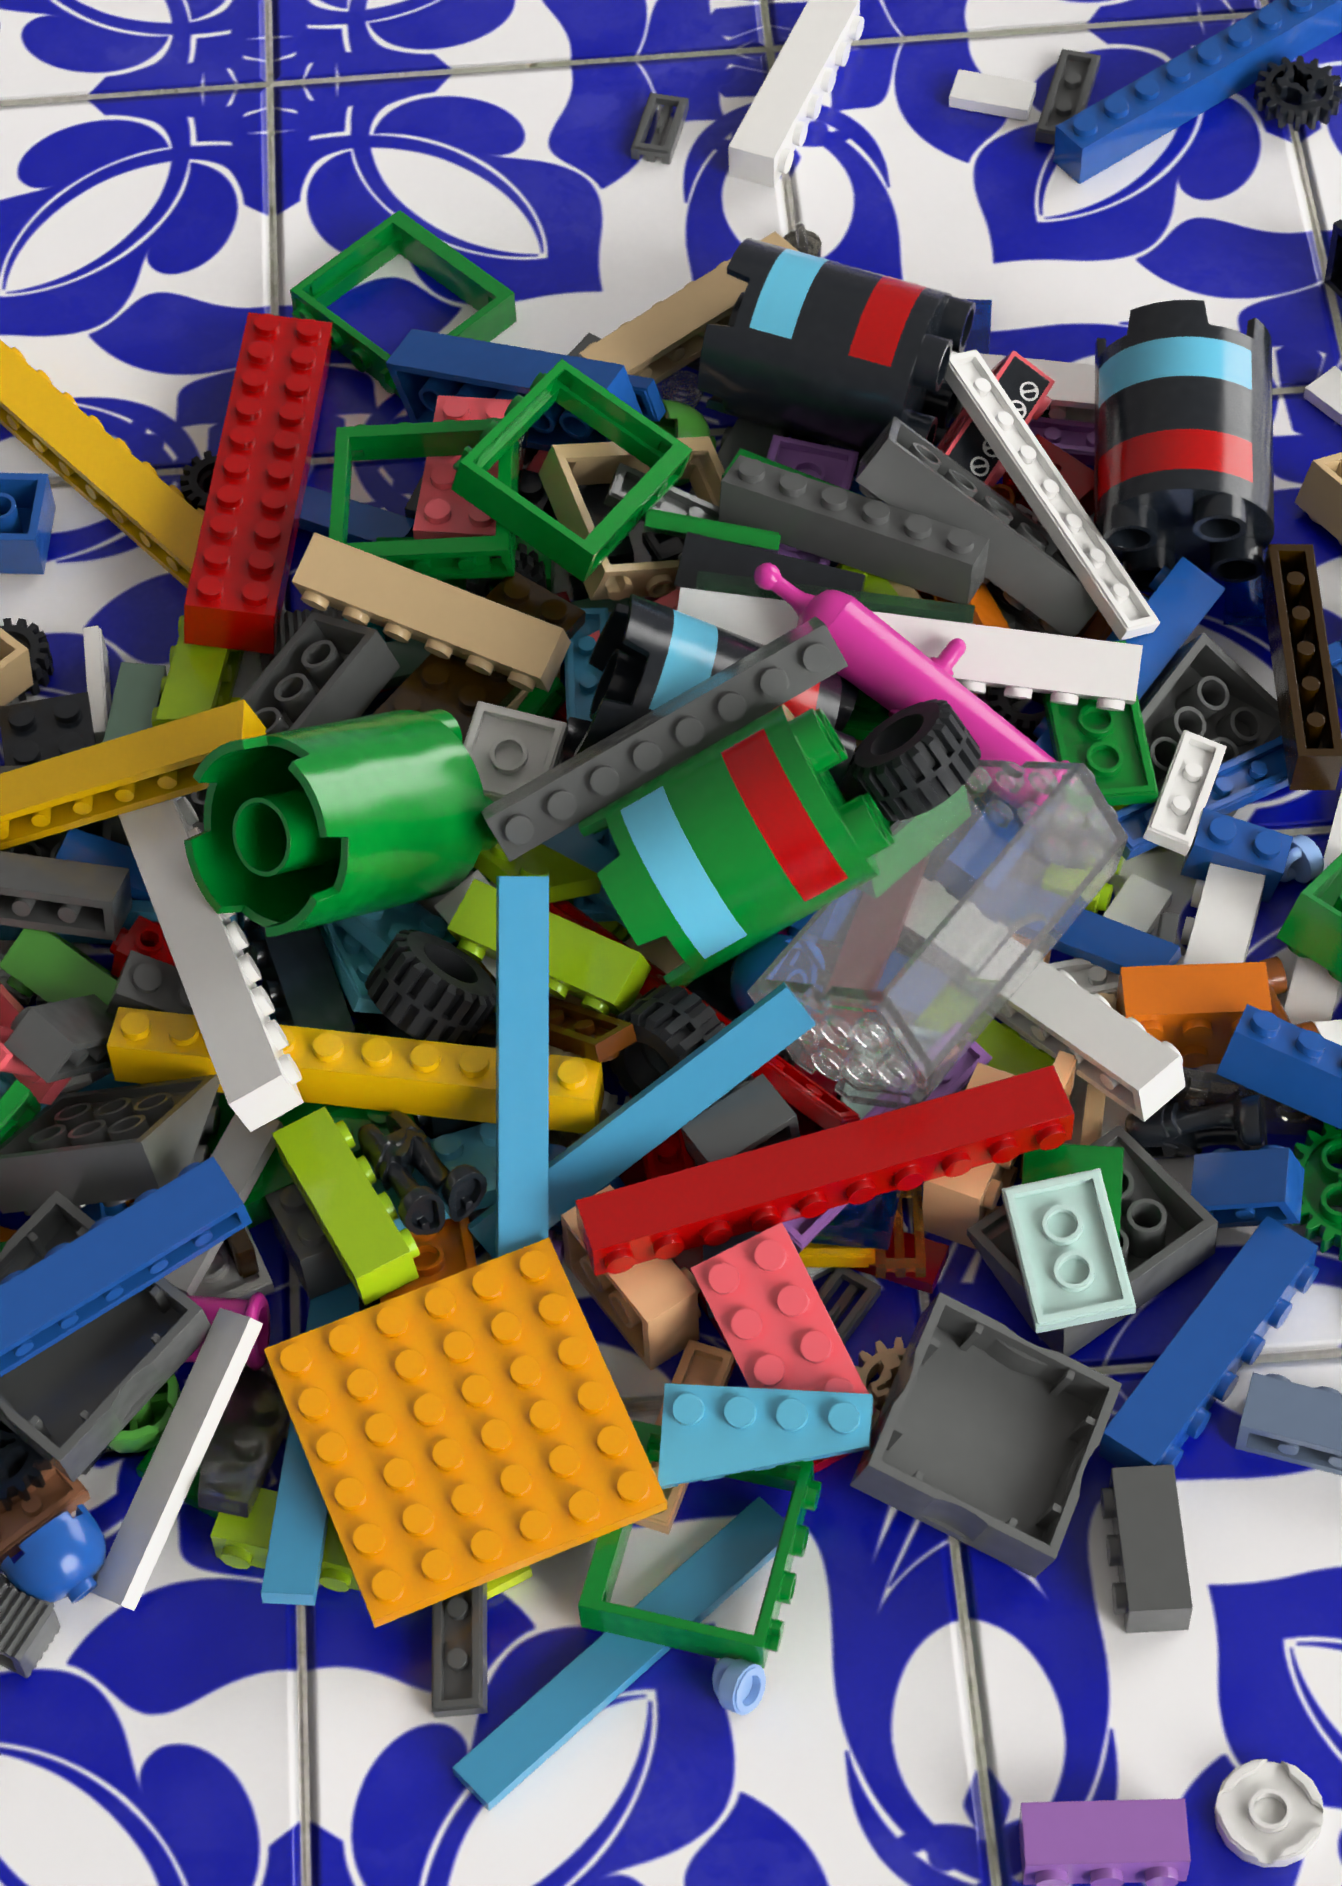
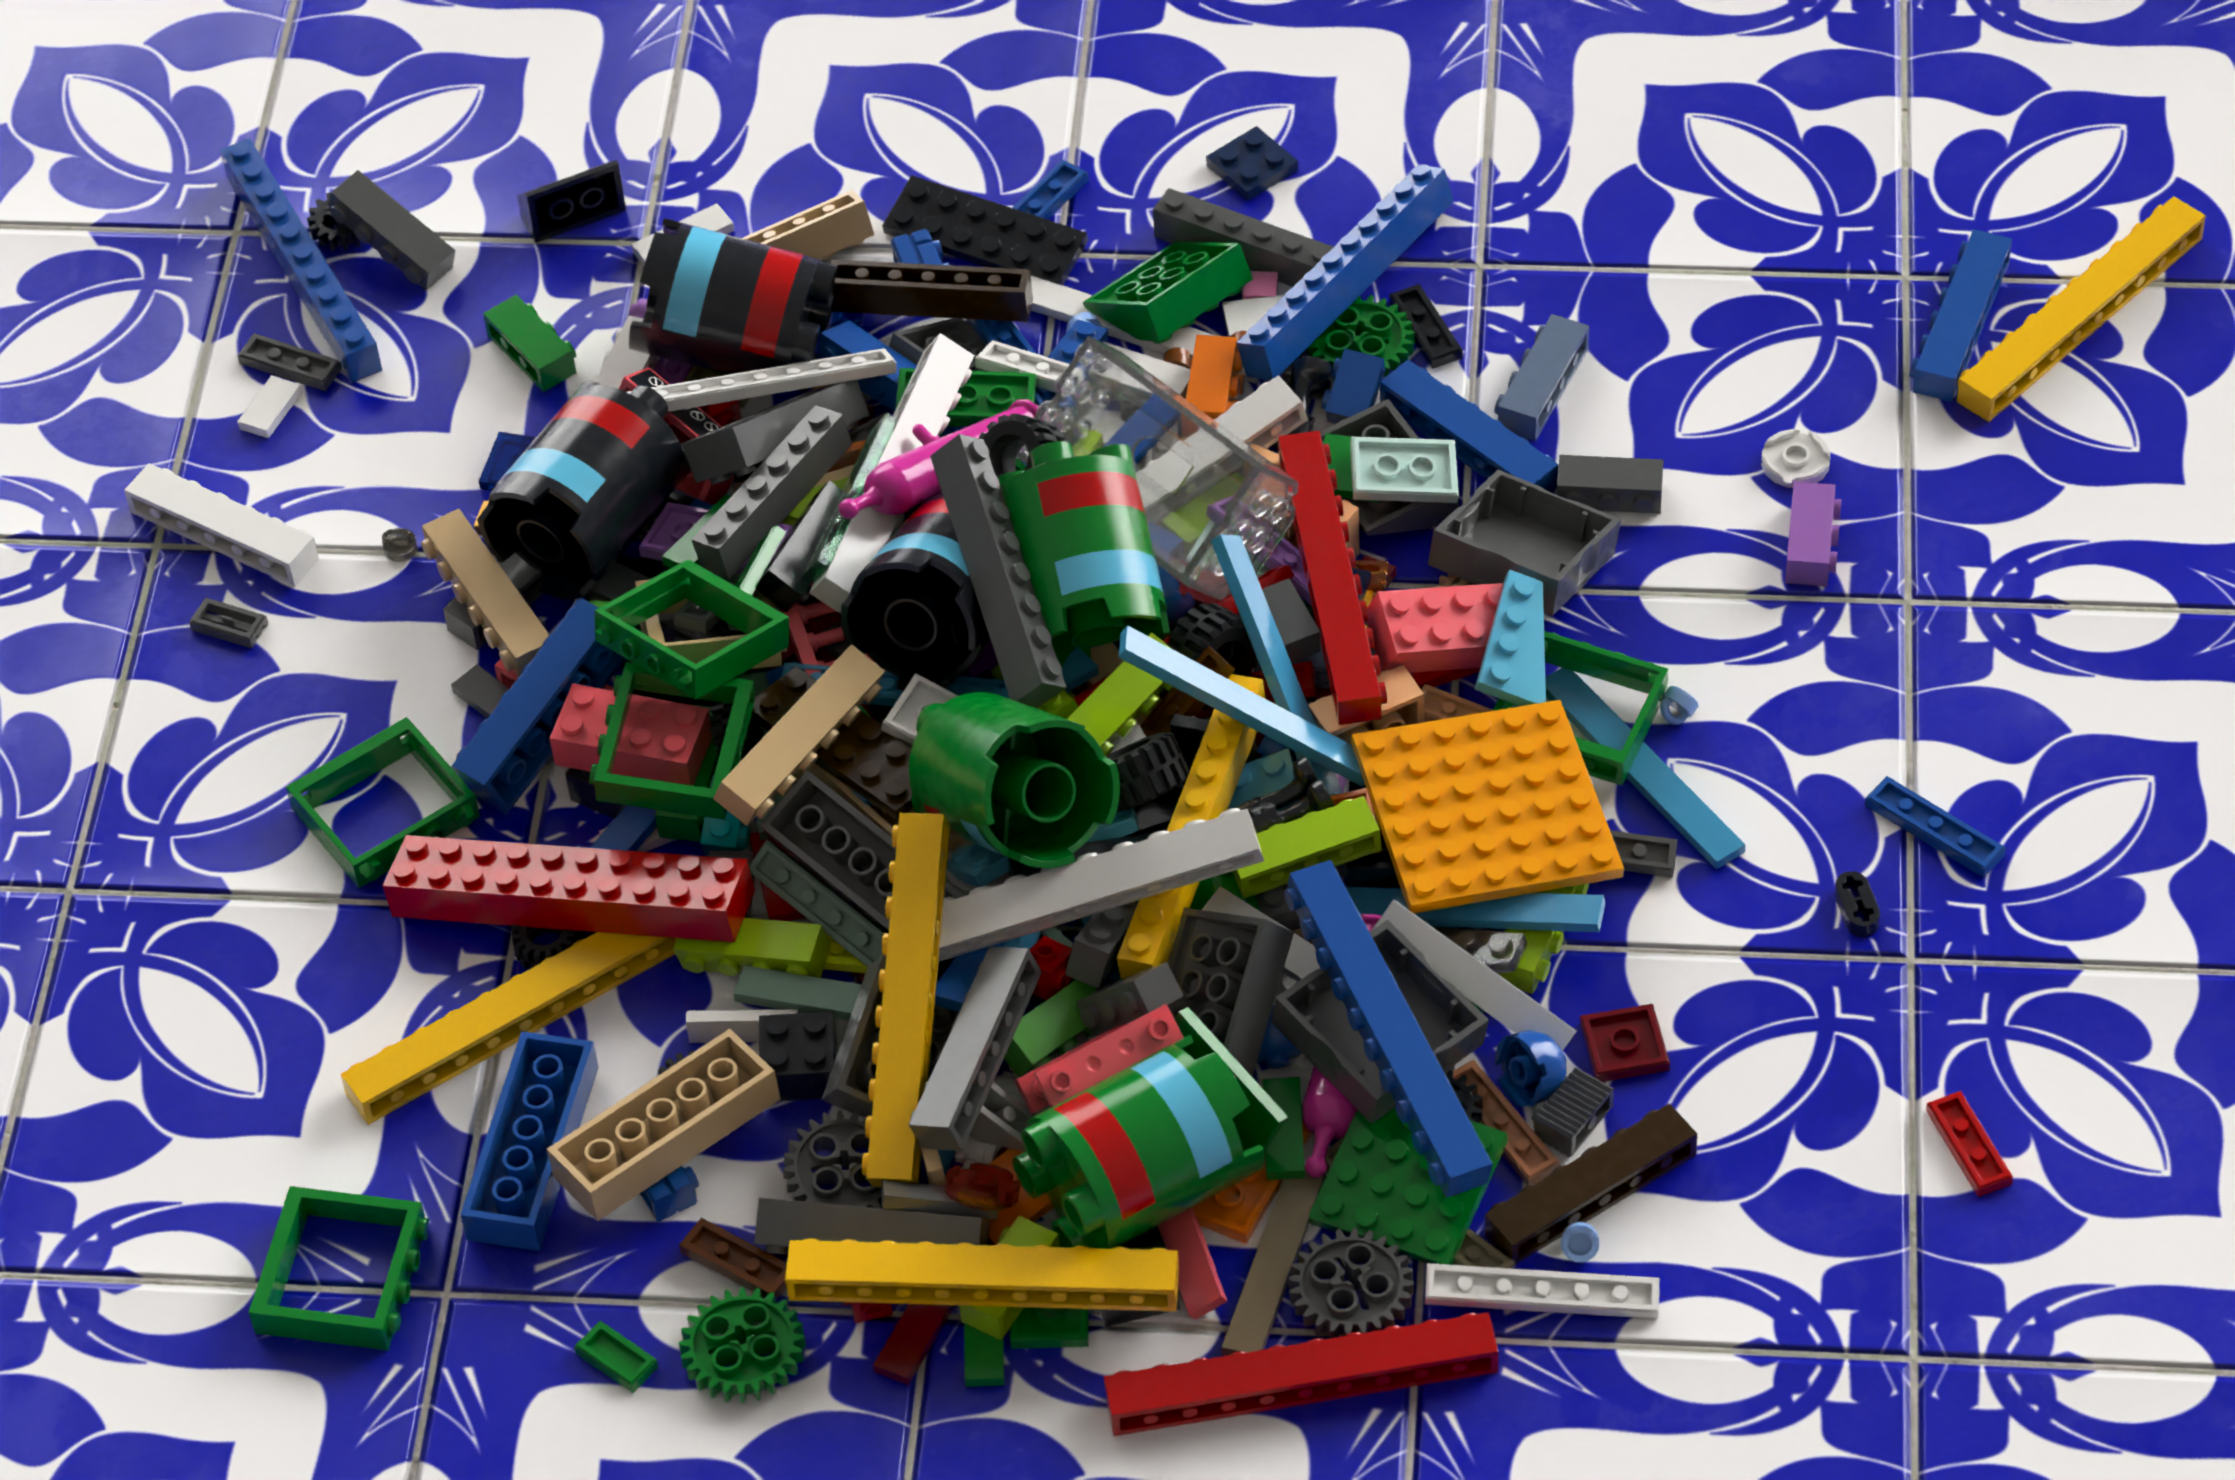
camera: 80 degrees left, 5 degrees down
(130, 1680) = (1624, 1043): none -> dark red tile
(1154, 277) = (530, 342): none -> green brick
(1273, 127) = (391, 230): none -> dark grey brick

